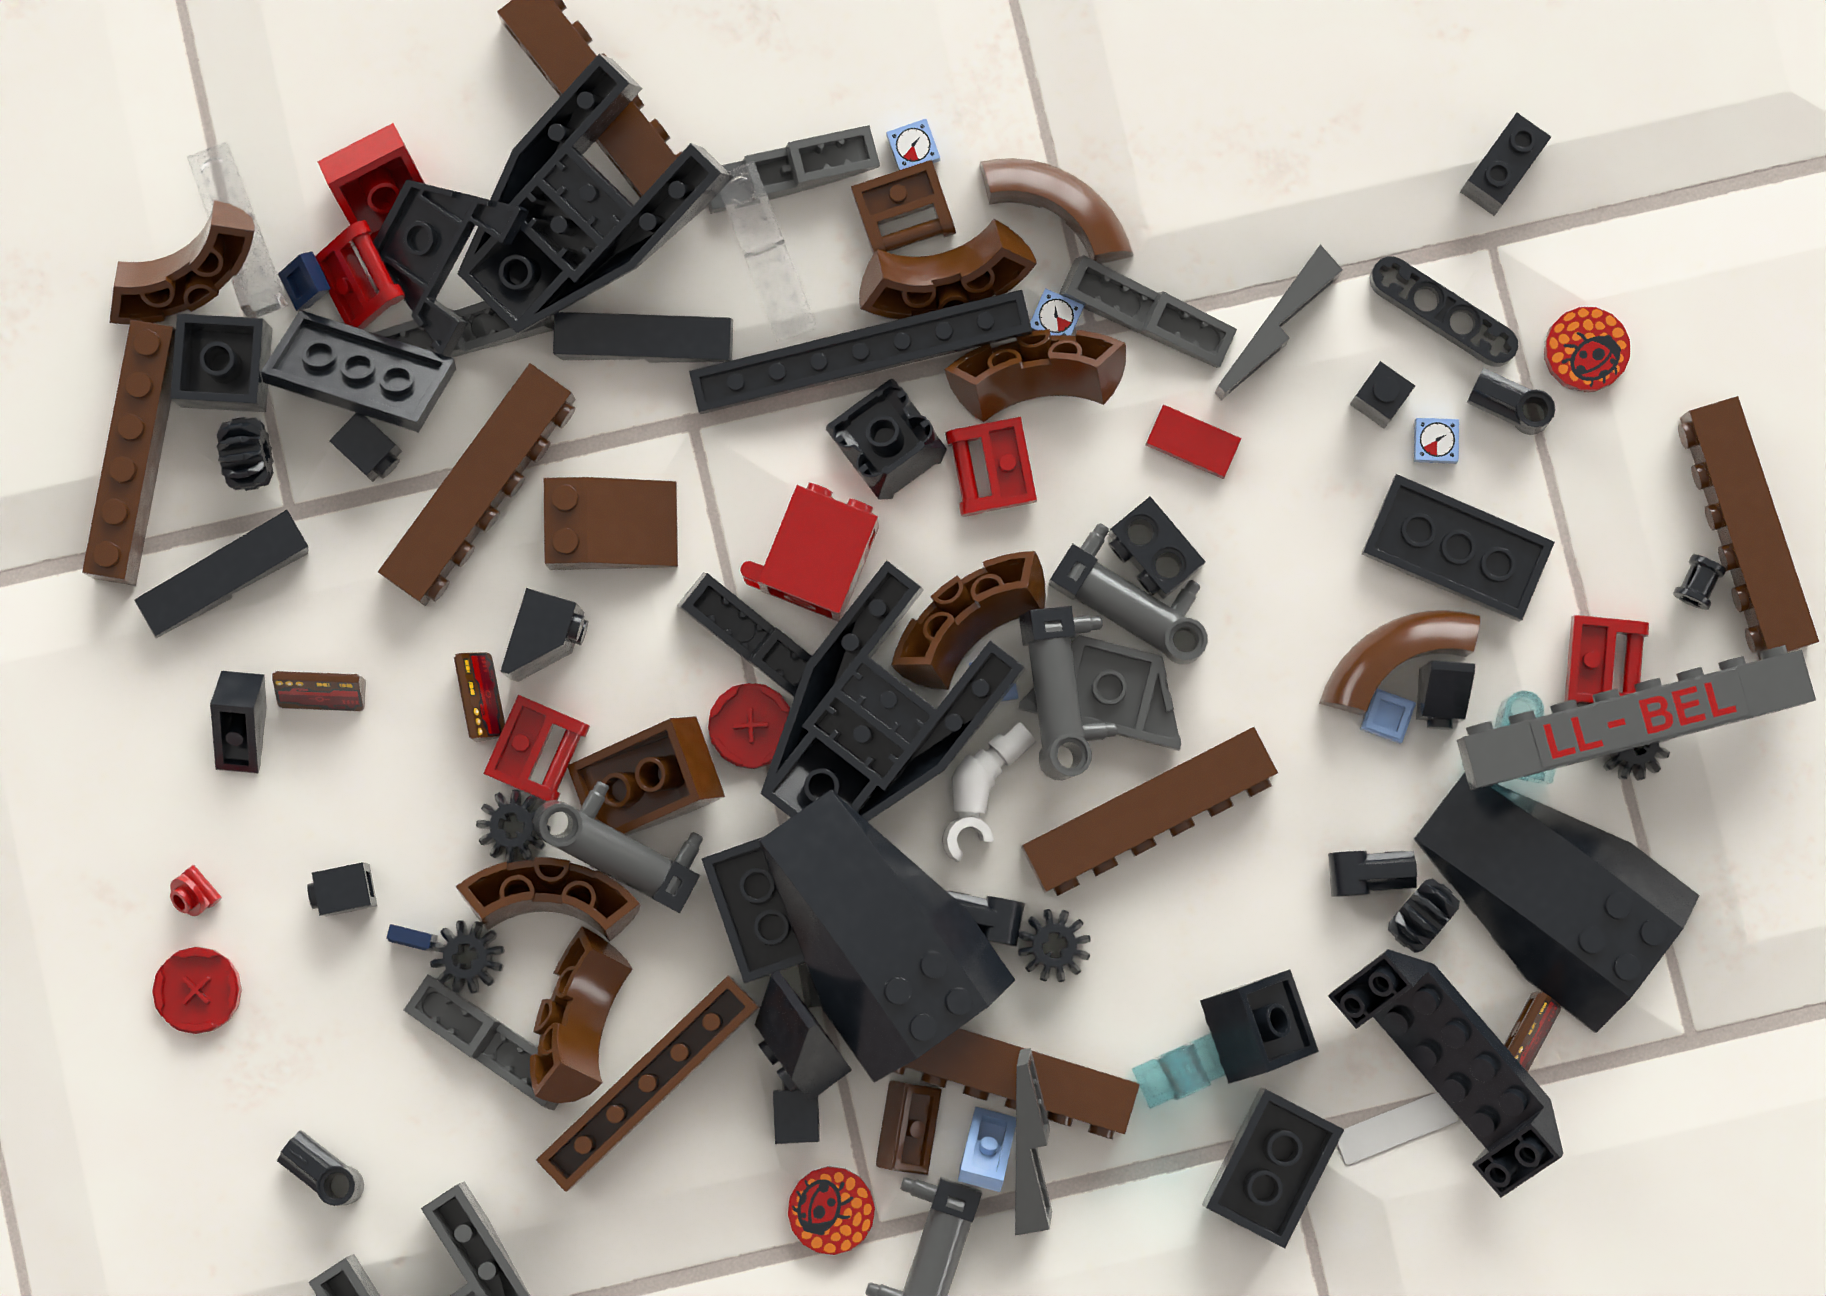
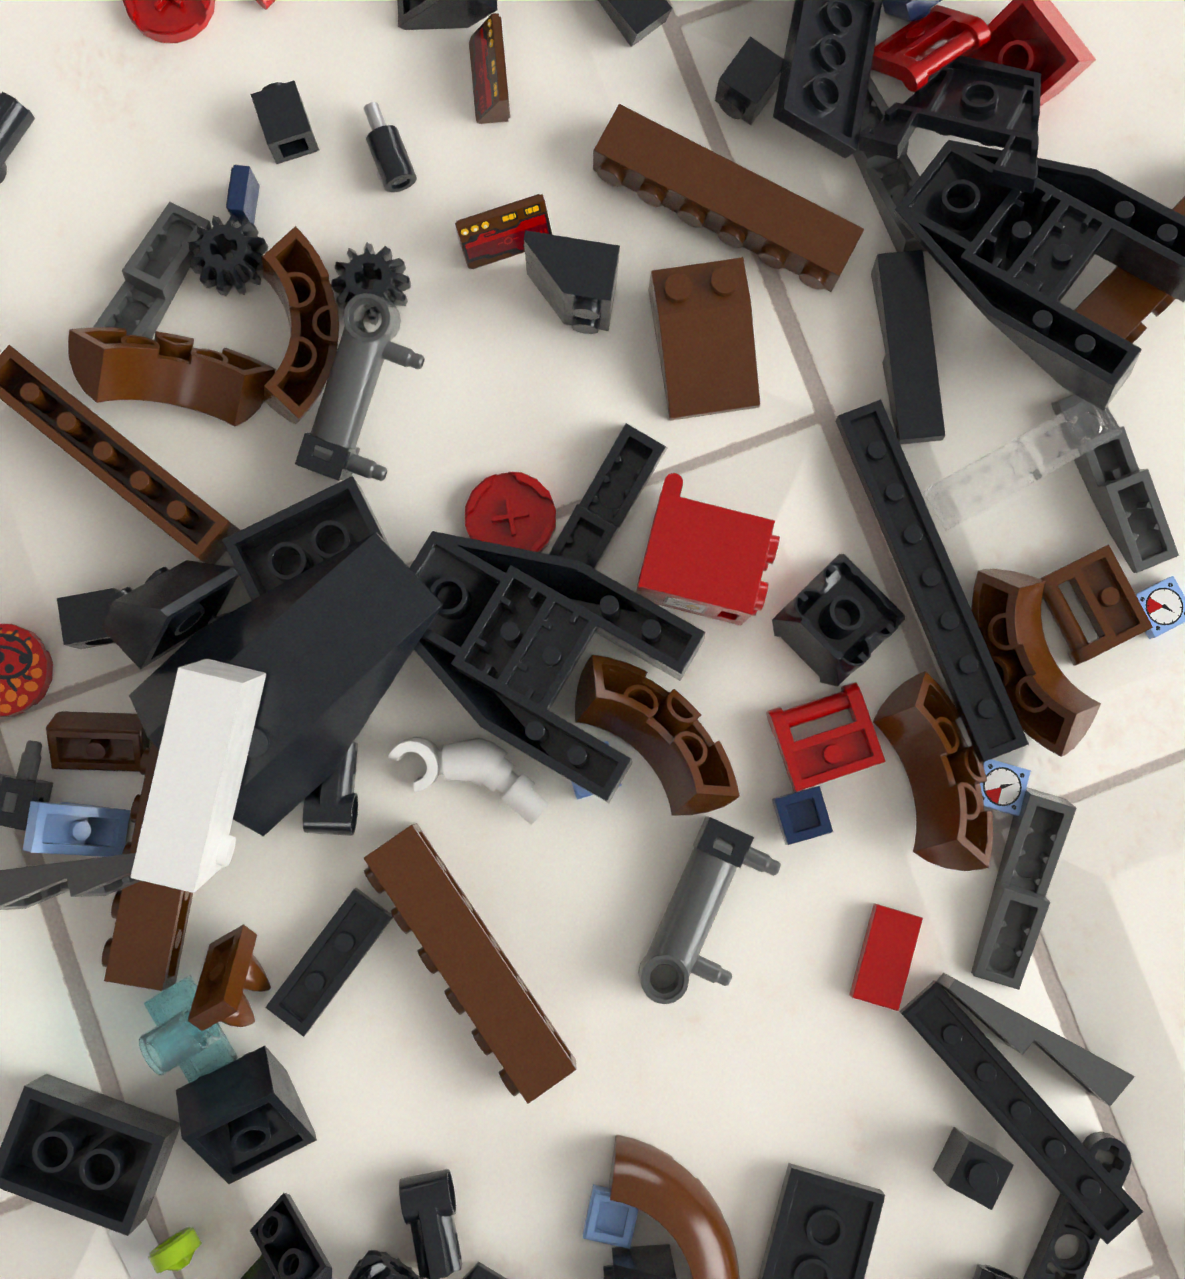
camera: 75 degrees right, 0 degrees up
(384, 796) = (388, 152): none -> black piece
(523, 744) = (461, 283): red plate -> none
(651, 776) = (440, 417): reddish brown slope -> none
(958, 1002) = (198, 775): none -> white brick
(1055, 688) = (588, 840): dark grey piece -> none
(1058, 497) = (802, 815): none -> dark blue plate
(1064, 195) = (1137, 777): reddish brown brick -> none
(1066, 954) = (304, 890): black gear -> none
(1122, 689) = (596, 898): dark grey wing -> none
(1134, 936) = (329, 962): none -> black plate
(1137, 1025) = (225, 974): none -> reddish brown tile
(1164, 542) = (771, 940): black brick -> none
(1338, 346) = (1021, 1112): none -> black tile
(1368, 1100) = (175, 1251): none -> lime tile
(1436, 440) = (928, 1234): tile -> none

